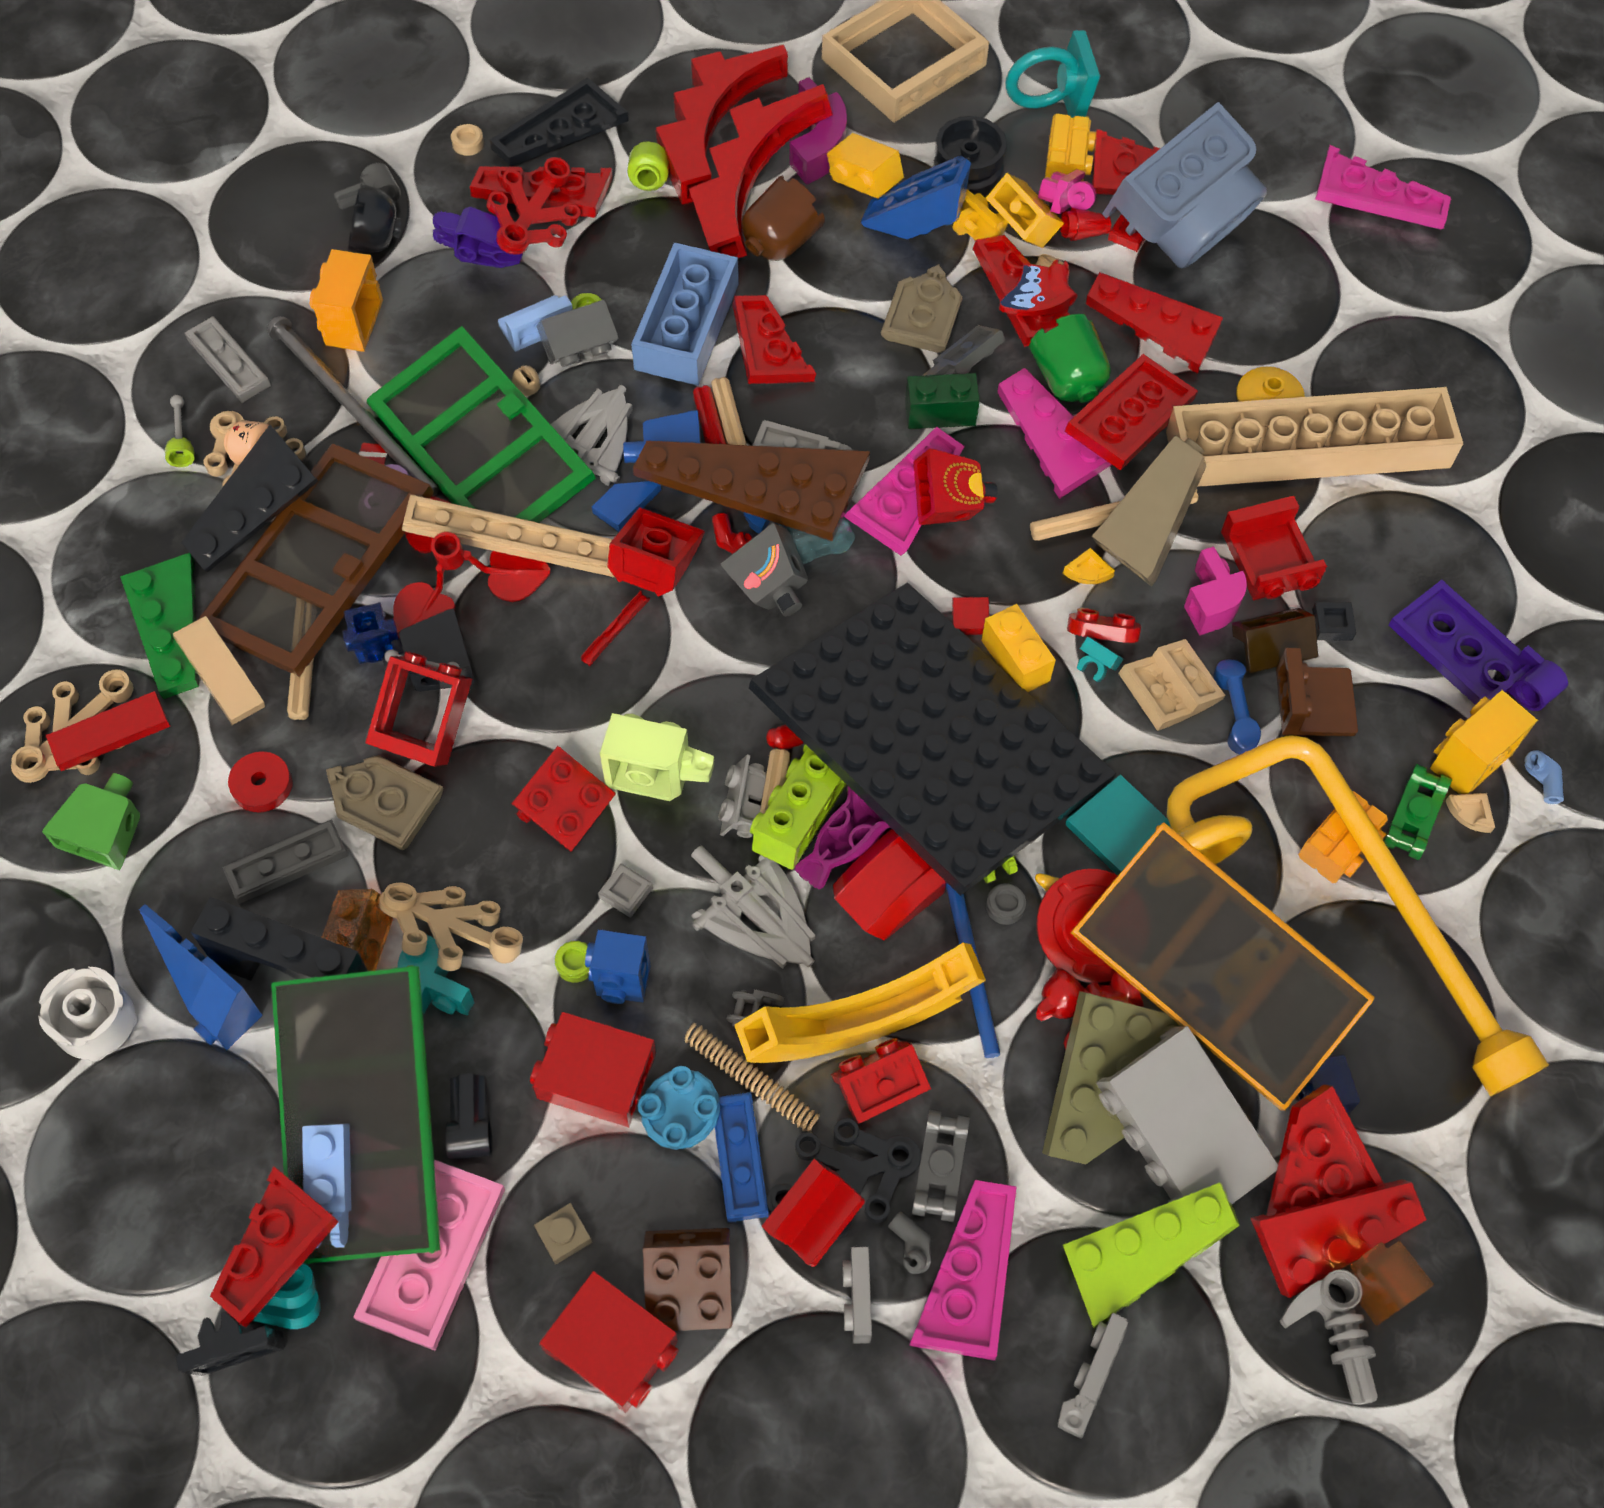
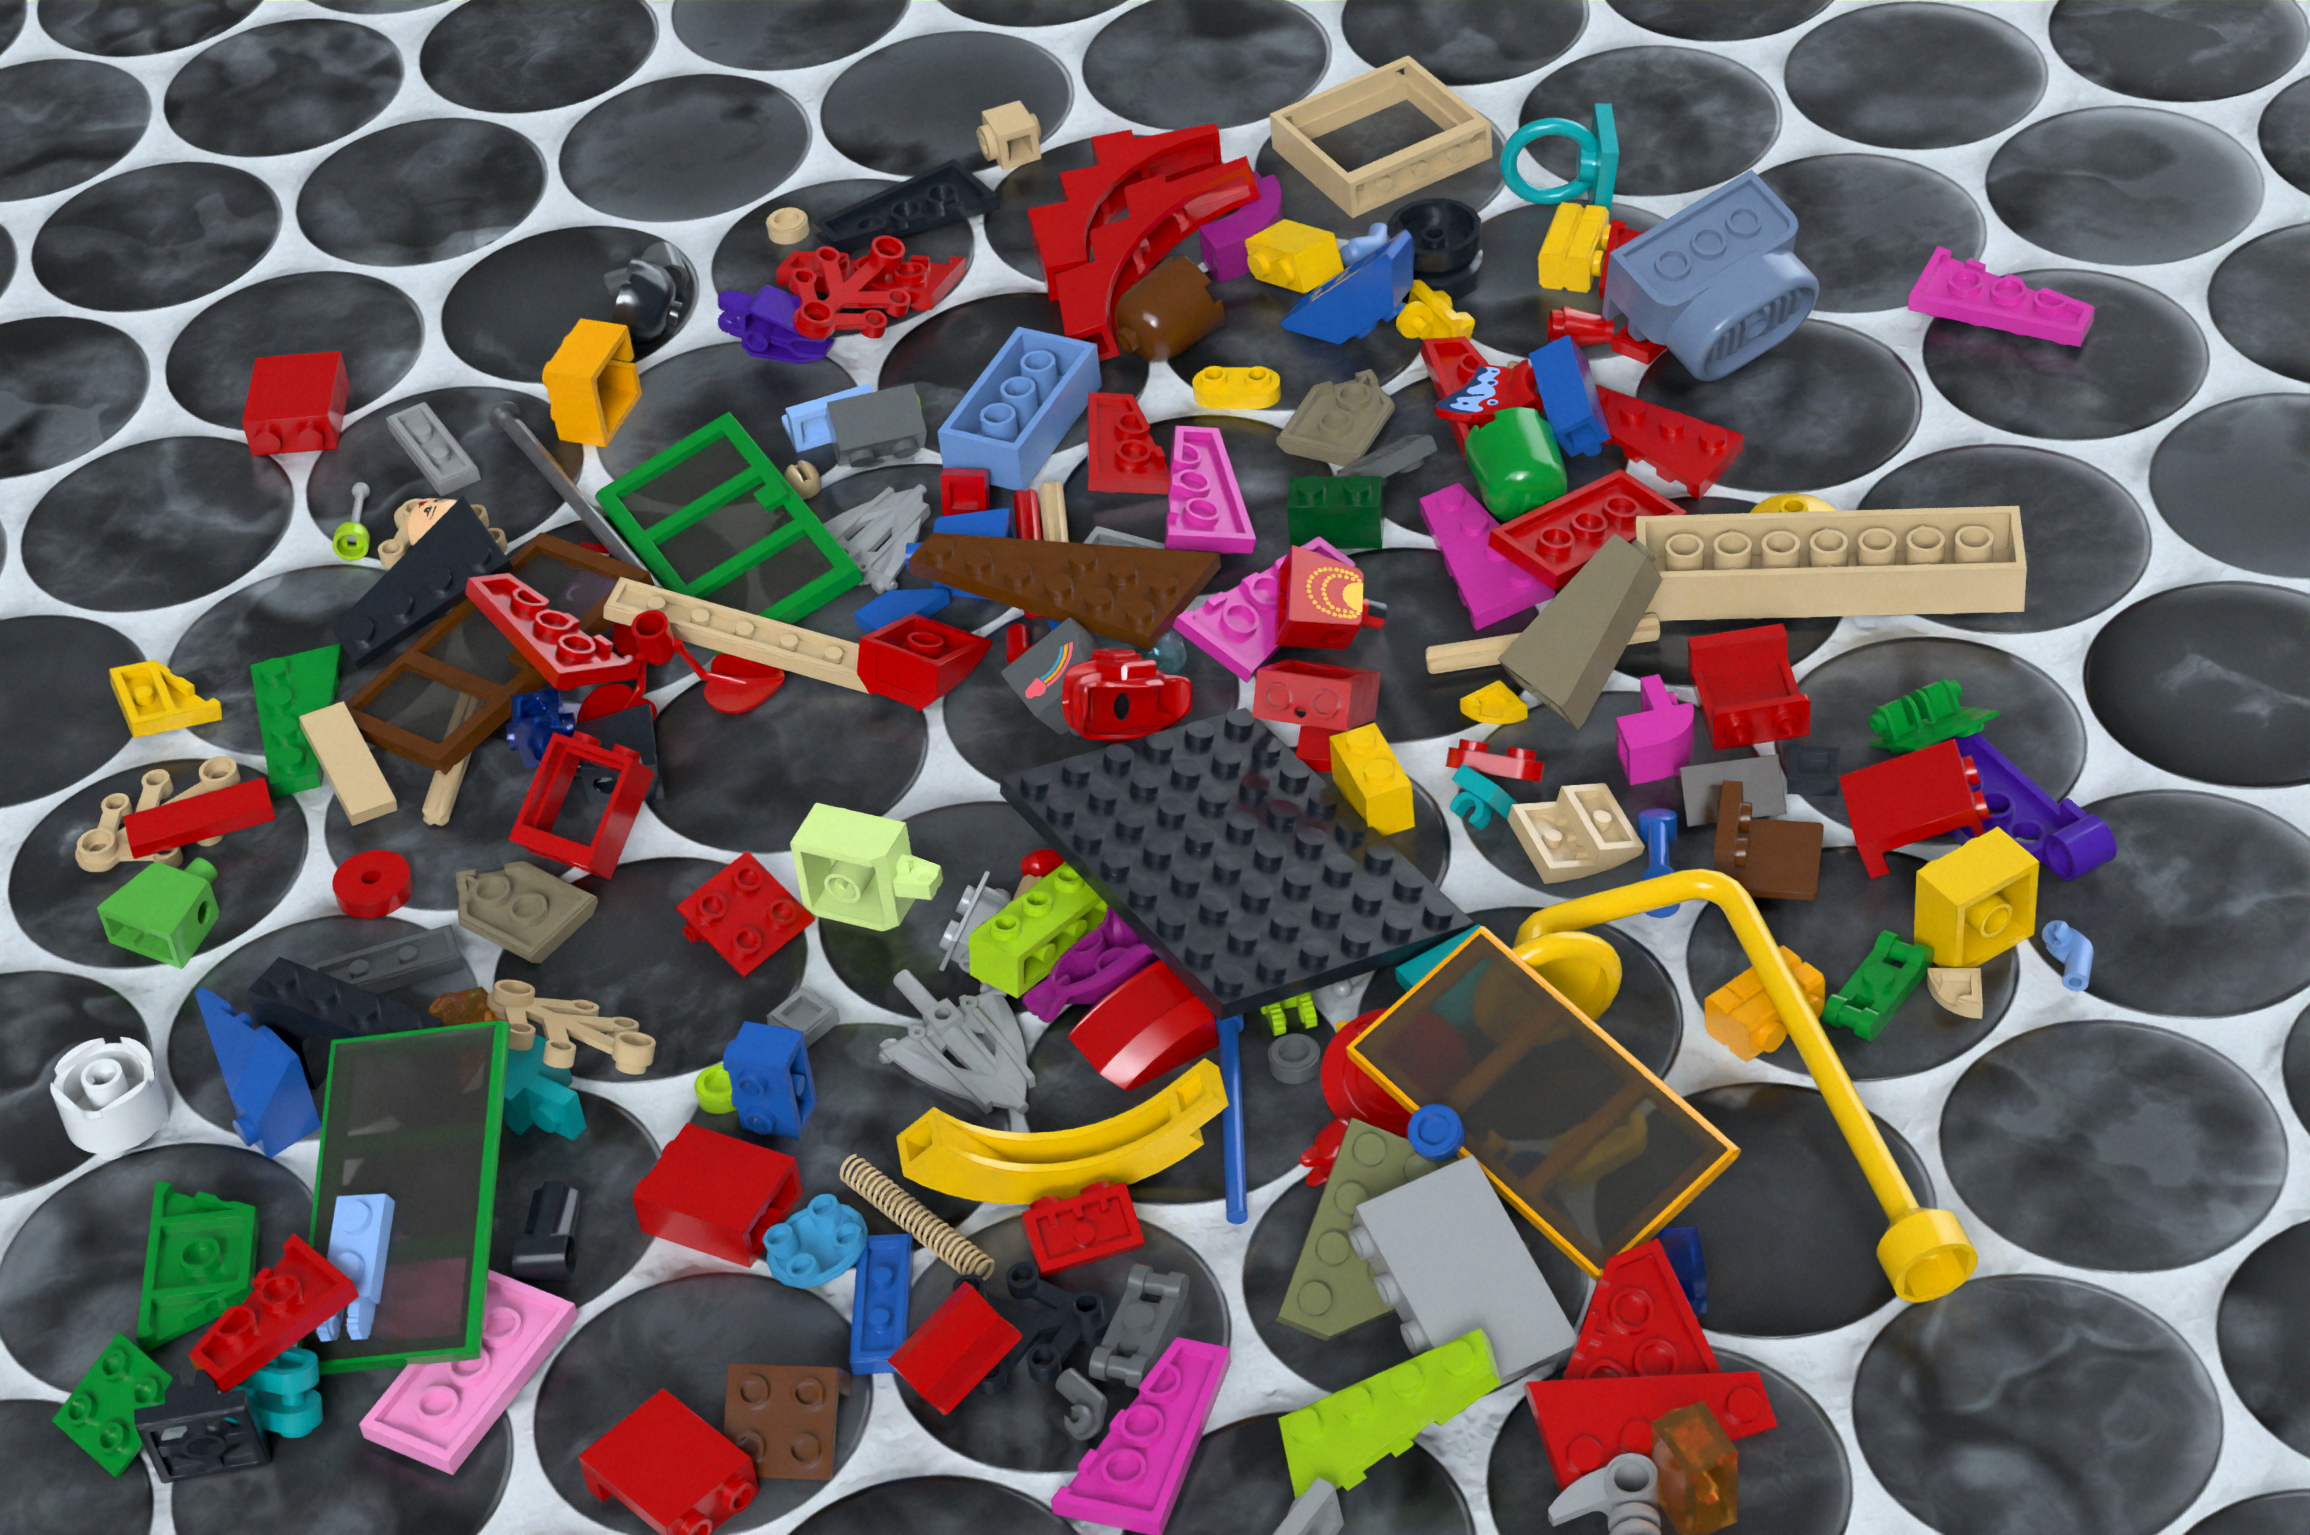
camera: 15 degrees right, 20 degrees down
(51, 614) = (158, 700): none -> yellow wing
(109, 322) = (296, 403): none -> red brick
(153, 1312) = (103, 1404): none -> green hinge
(188, 1164) = (195, 1263): none -> green wing
(362, 554) = (547, 636): none -> red wing
(563, 1233) = (639, 1367): dark tan plate -> none
(614, 628) = (853, 747): red piece -> none
(624, 54) = (1010, 135): none -> tan brick
(648, 166) = (1010, 254): lime head -> none
(657, 391) = (964, 491): none -> red tile
(815, 569) = (1153, 696): none -> red piece
(838, 388) = (1204, 496): none -> dark pink wing
(840, 283) = (1236, 387): none -> yellow plate
(857, 1276) = (1000, 1435): light grey plate -> none
(916, 152) = (1362, 246): none -> medium blue arm
(951, 584) = (1327, 693): none -> red window
(1024, 210) = (1496, 308): yellow brick -> none
(1067, 191) = (1555, 286): dark pink hips -> none
(1096, 290) = (1570, 397): none -> blue brick
(1151, 1001) = (1436, 1132): none -> blue tile
(1412, 577) = (1926, 718): none -> green hinge
(1419, 655) = (1912, 801): none -> red panel

